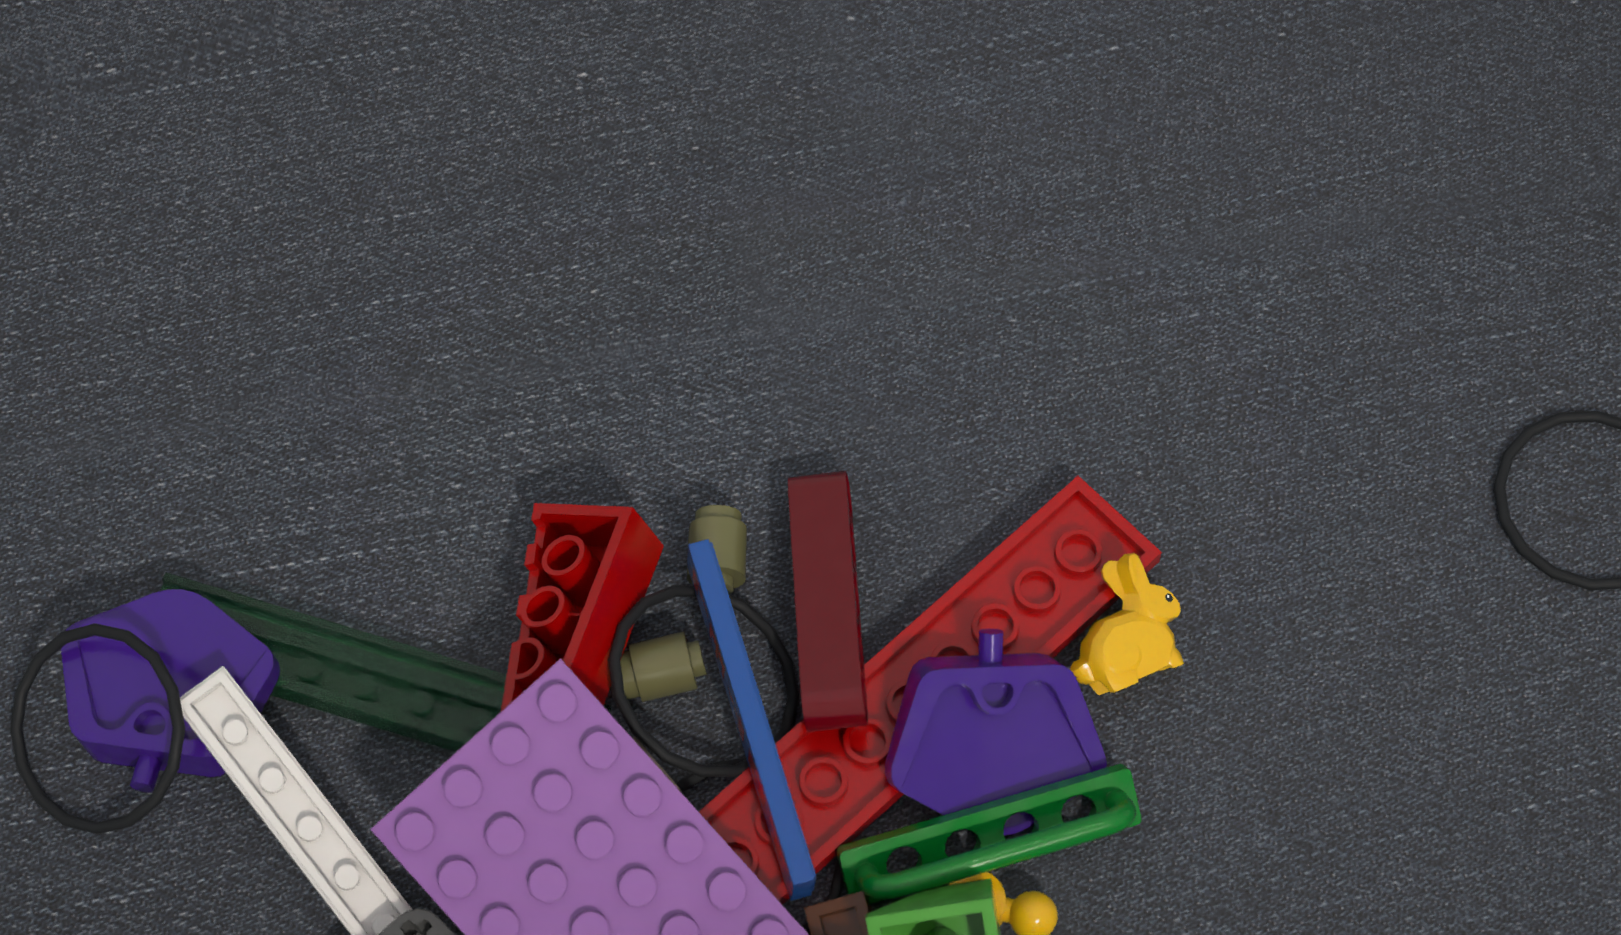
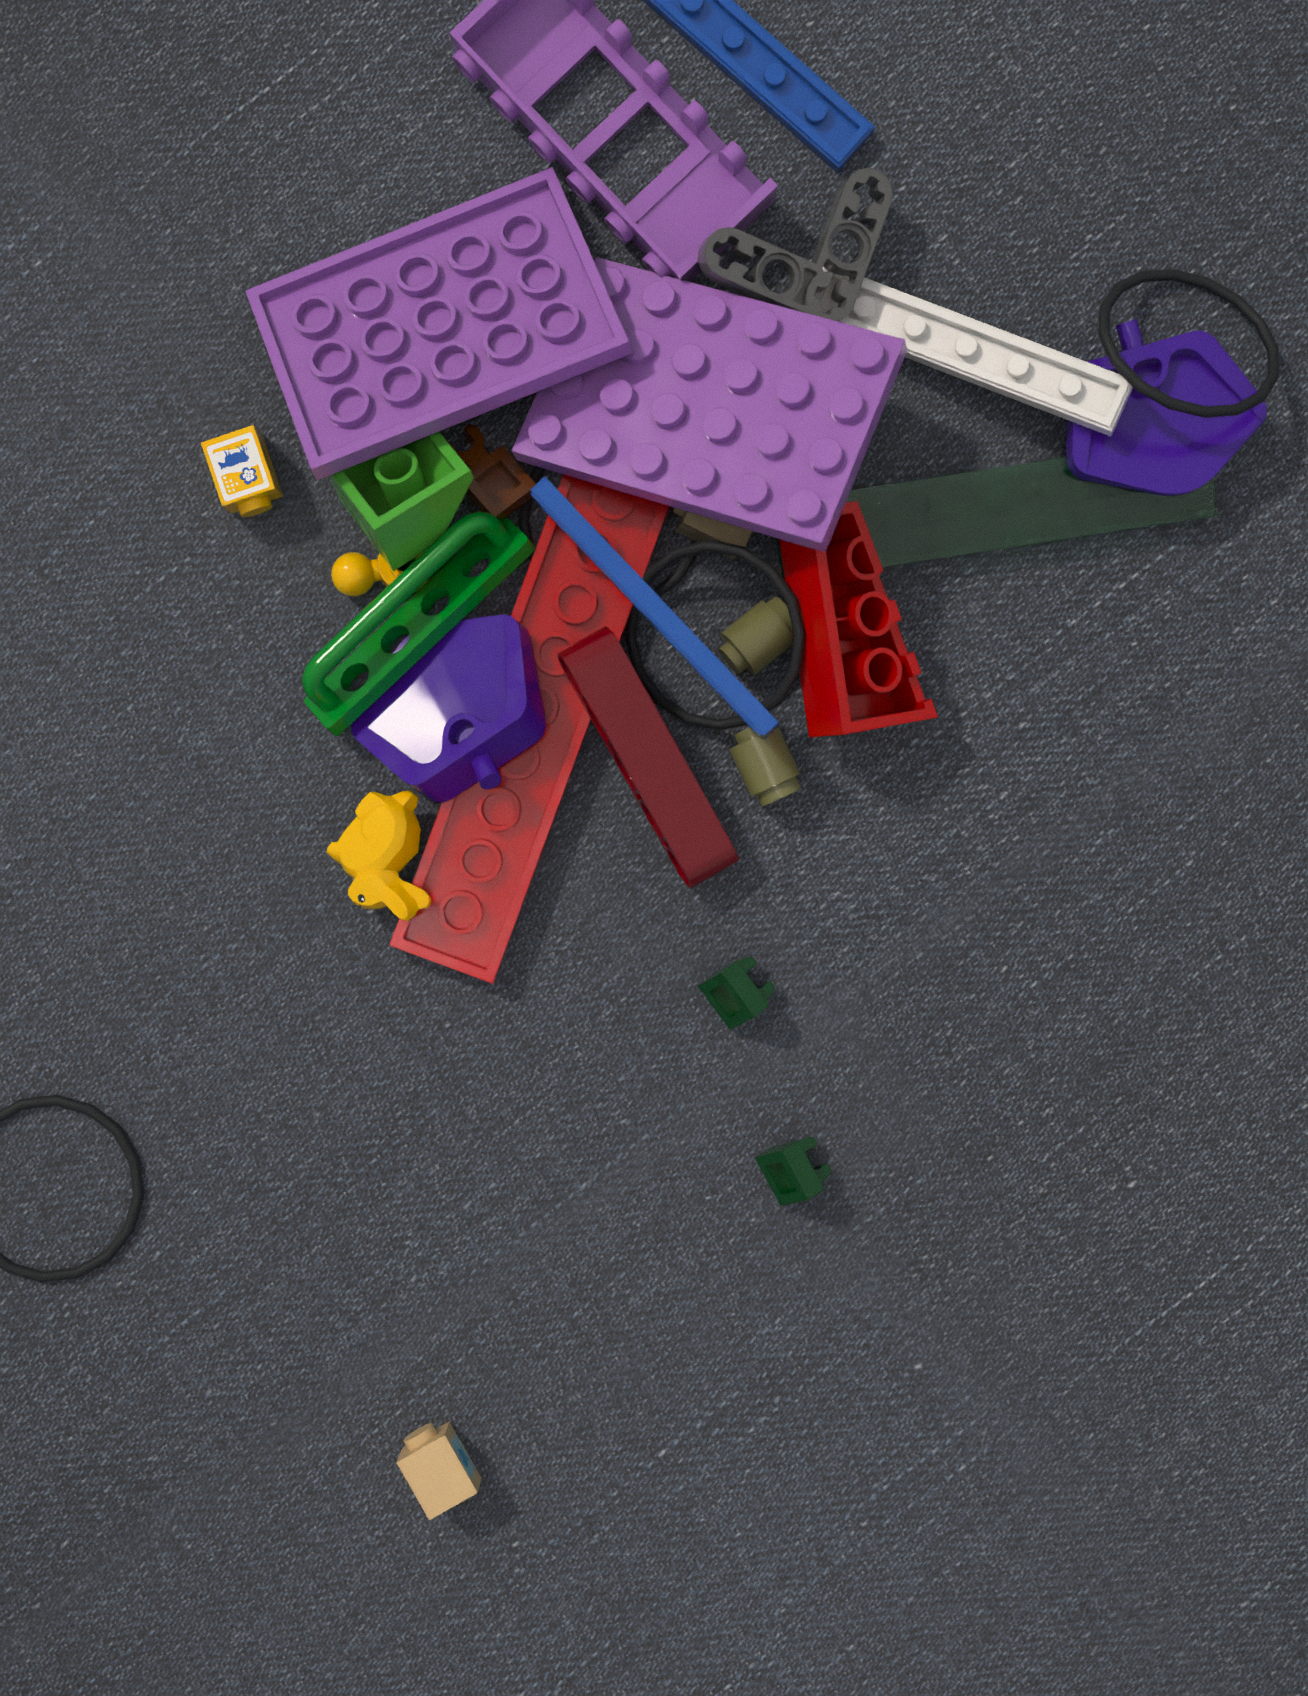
camera: 155 degrees right, 25 degrees up
(854, 370) = (735, 994): none -> dark green tile
(881, 204) = (791, 1172): none -> dark green tile
(1323, 108) = (438, 1468): none -> tan brick

